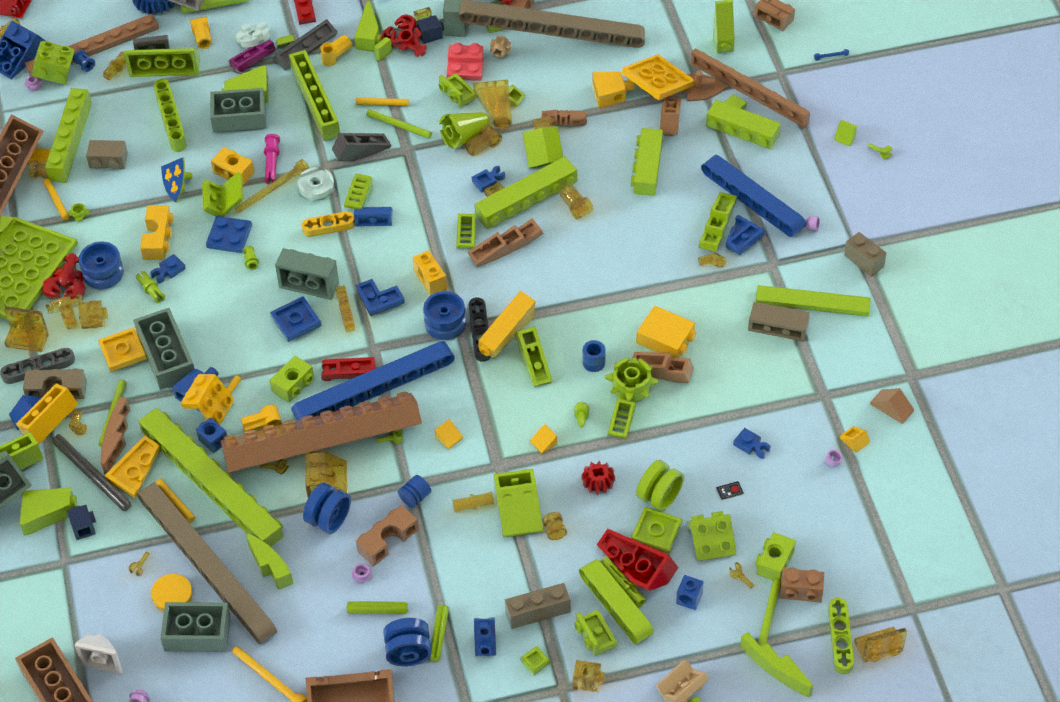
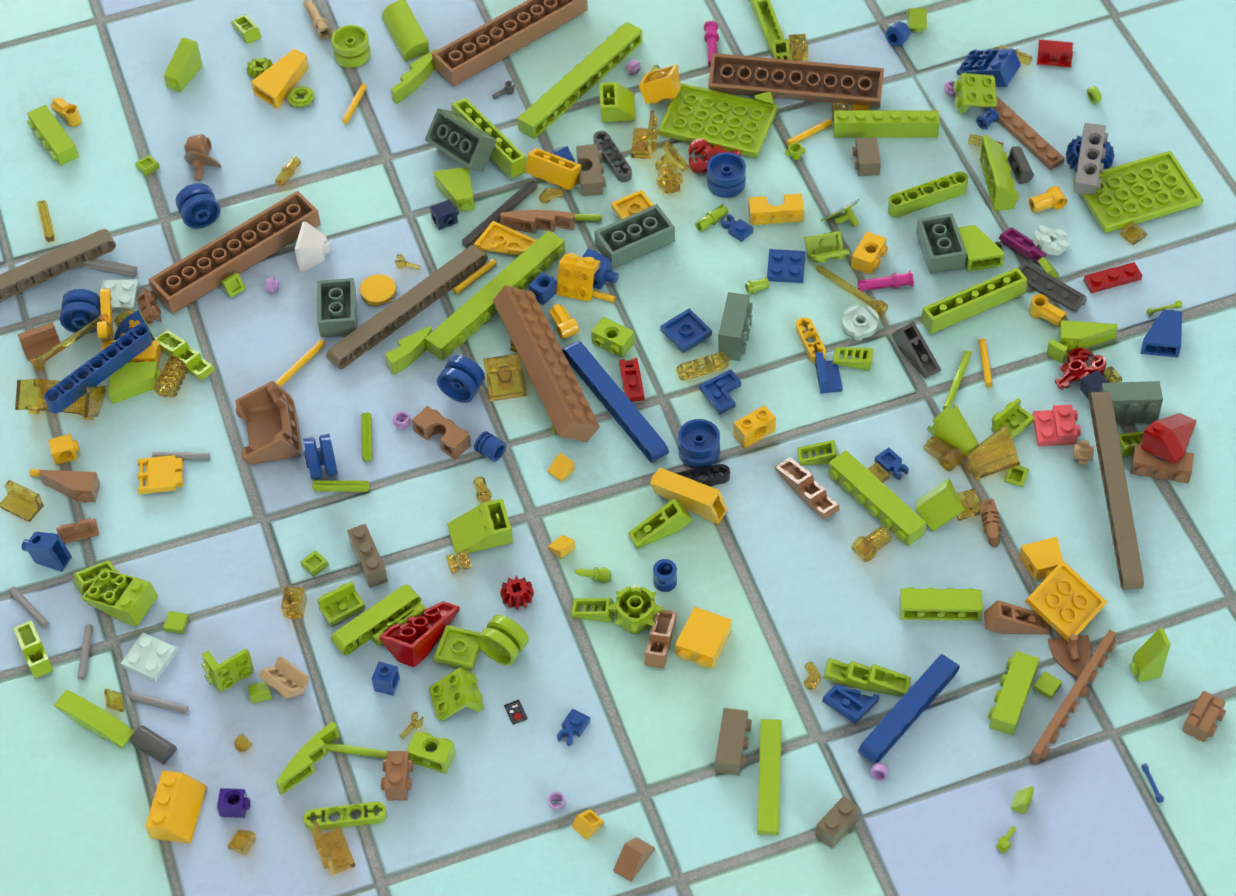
camera: 85 degrees right, 0 degrees up
(485, 636) = (330, 517): blue hips -> none

